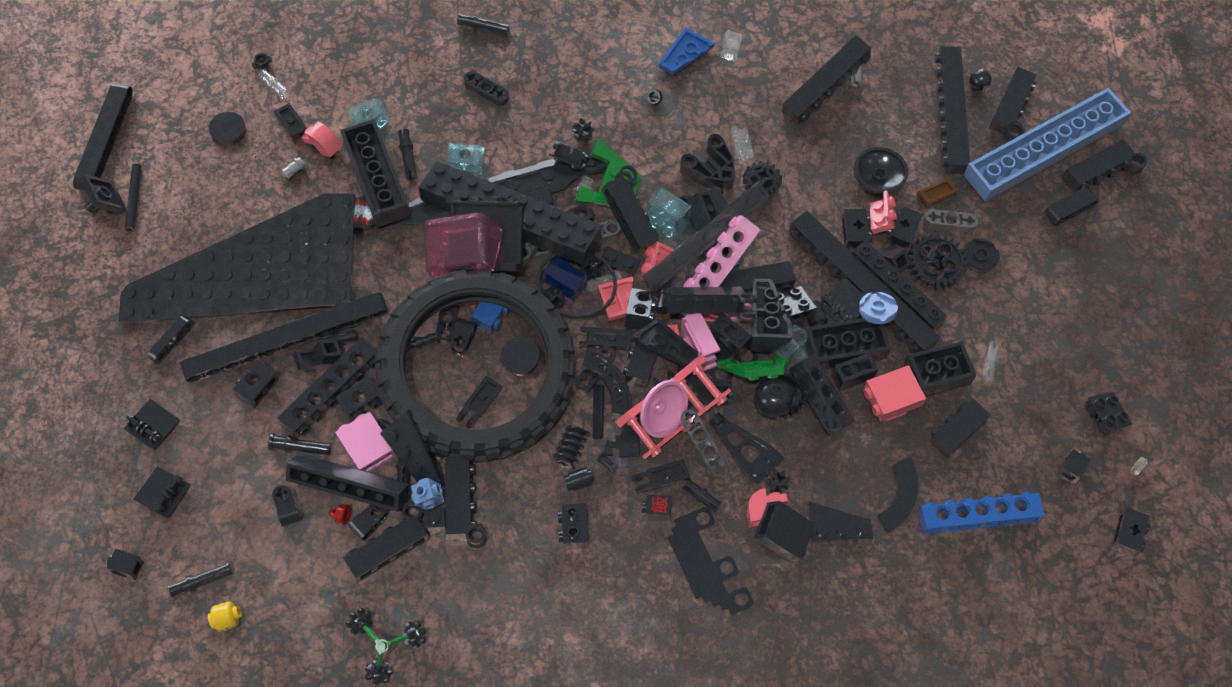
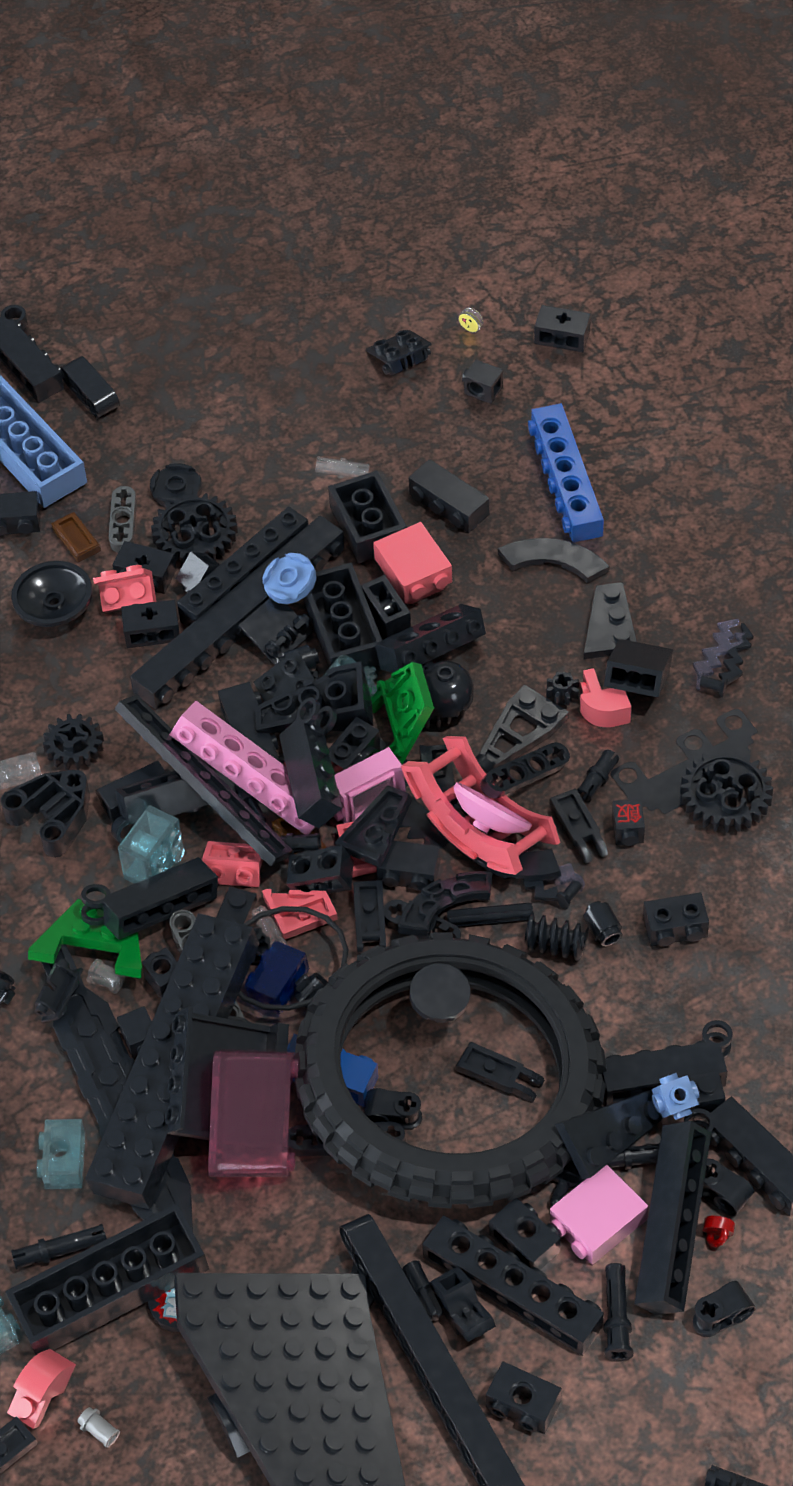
camera: 90 degrees left, 10 degrees down
(692, 589) = (726, 790): none -> black gear
(807, 603) = (705, 667): none -> piece

